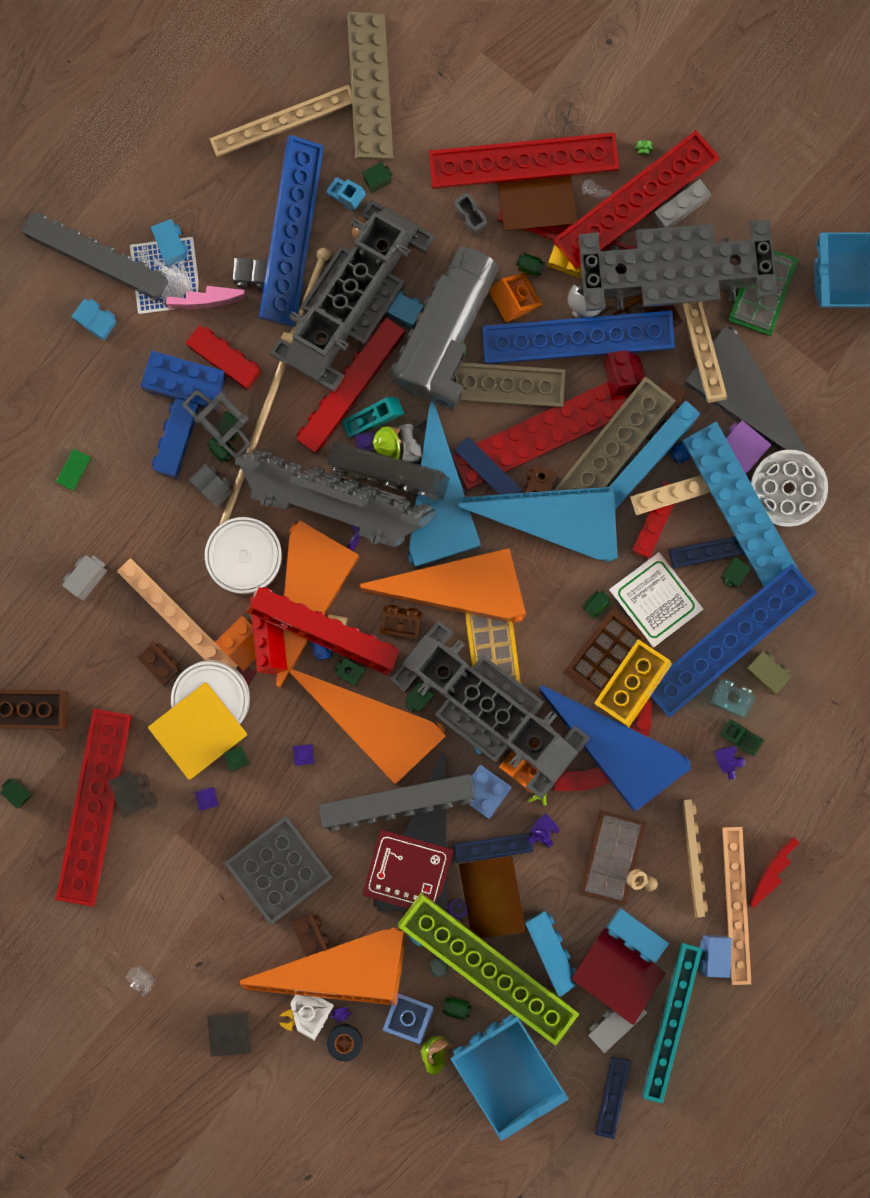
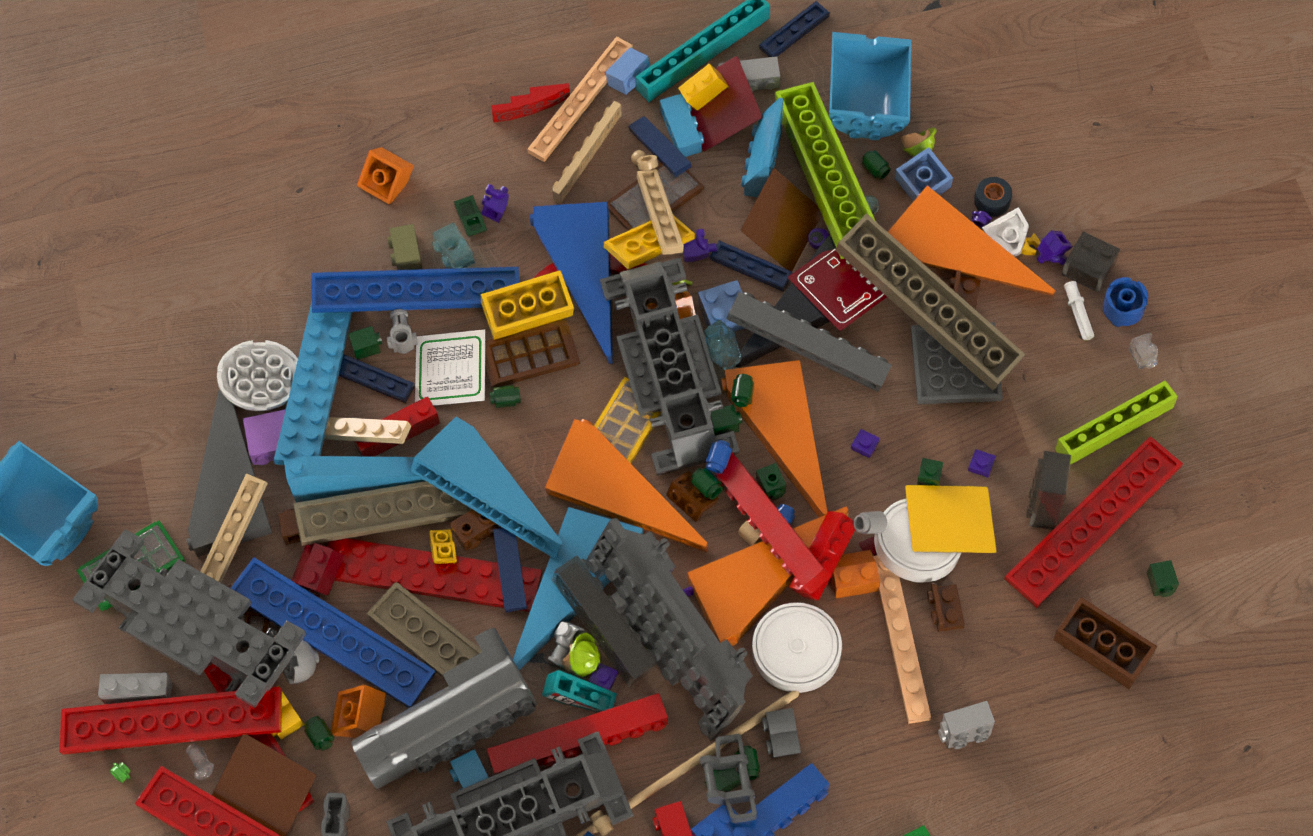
camera: 145 degrees left, 20 degrees down
(123, 898) = (1117, 422): none -> lime brick
(169, 1013) = (1125, 302): none -> blue brick
(213, 983) = (1079, 310): none -> white axle
(247, 677) = (870, 522): none -> light grey brick
(266, 1025) = (1053, 248): none -> dark purple piece
(323, 892) = (929, 301): none -> dark tan brick
(393, 633) = (706, 483): none -> dark green brick
(397, 656) = (718, 456): none -> blue brick
(417, 723) = (742, 390): none -> dark green brick
(460, 754) = (722, 345): none -> clear light blue brick
(549, 454) = (442, 546): none -> yellow slope
(579, 801) = (641, 243): none -> yellow tile
(589, 832) = (660, 212): none -> tan plate
(639, 903) = (660, 146): none -> dark blue tile
(641, 978) = (703, 87): none -> yellow brick
(717, 602) = (400, 332): none -> light grey connector
(836, 725) = (384, 174): none -> orange slope

